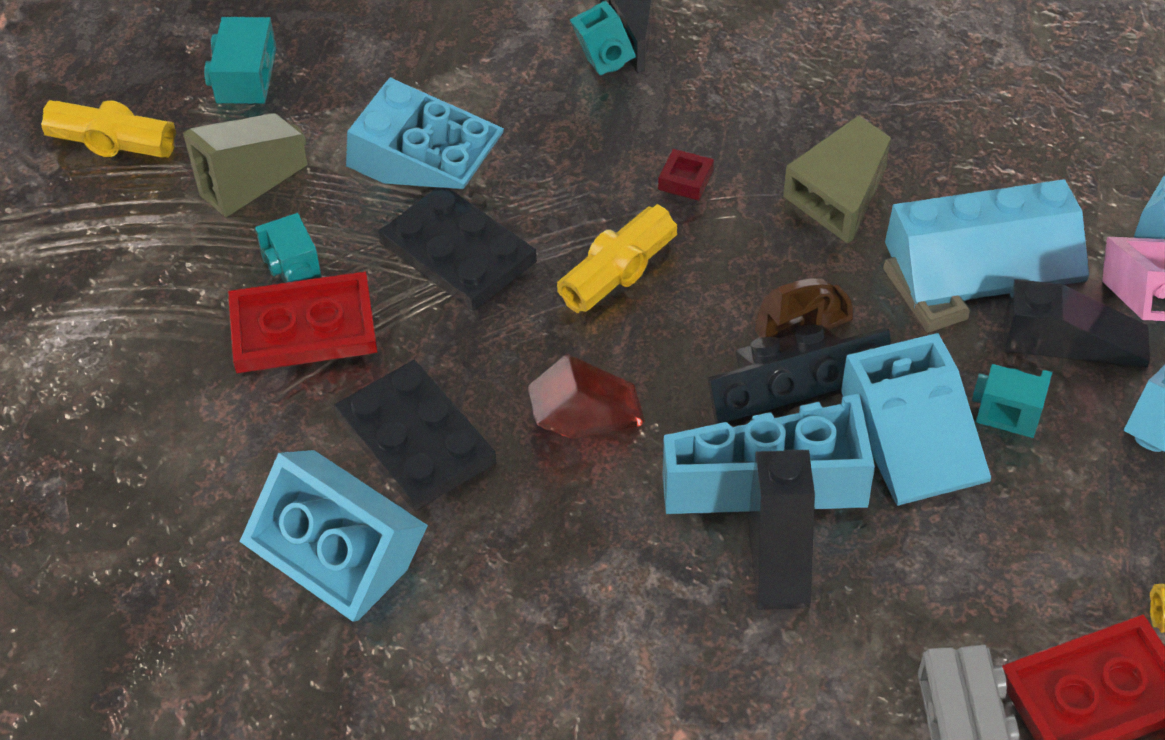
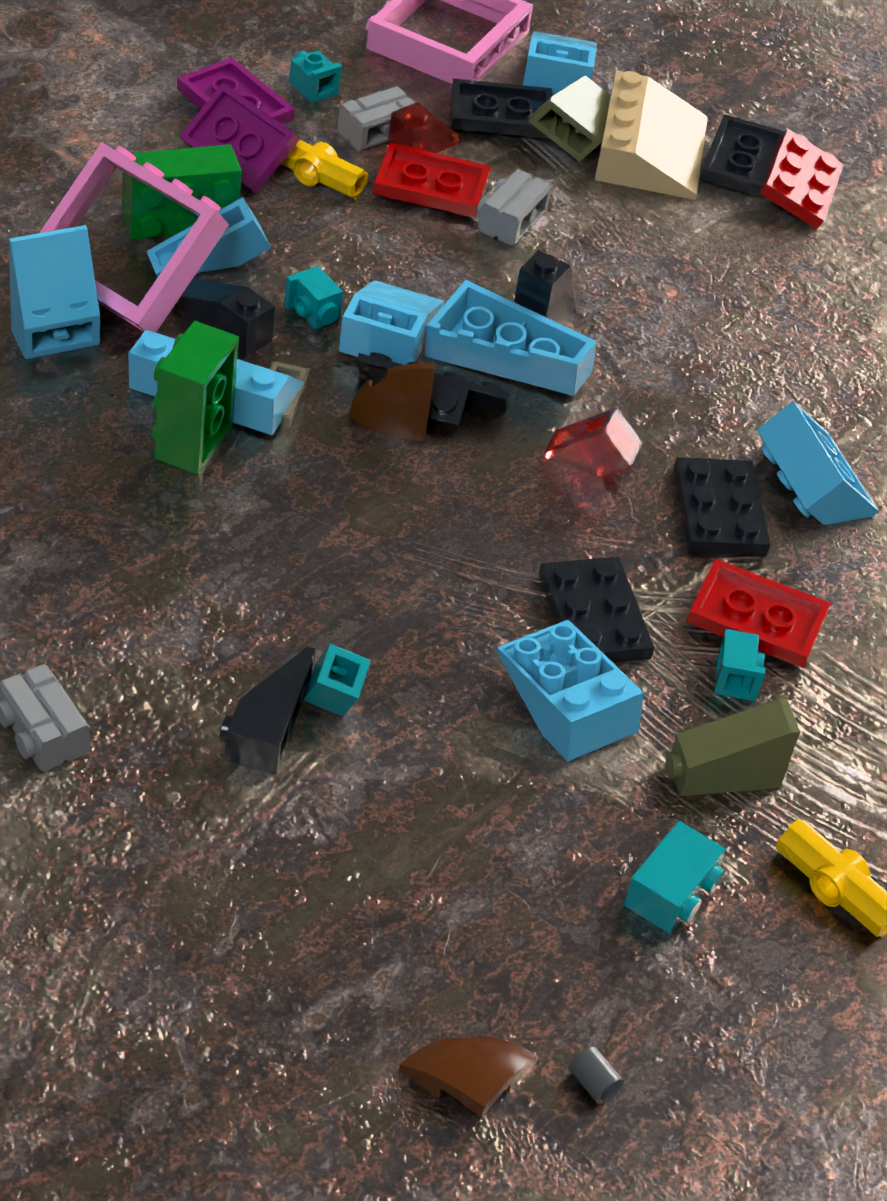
camera: 155 degrees left, 5 degrees down
(617, 258) = (486, 520): yellow piece -> none
(686, 174) = (372, 550): dark red plate -> none
(839, 177) = (256, 476): olive slope -> none
(951, 138) = (195, 396): none -> green brick

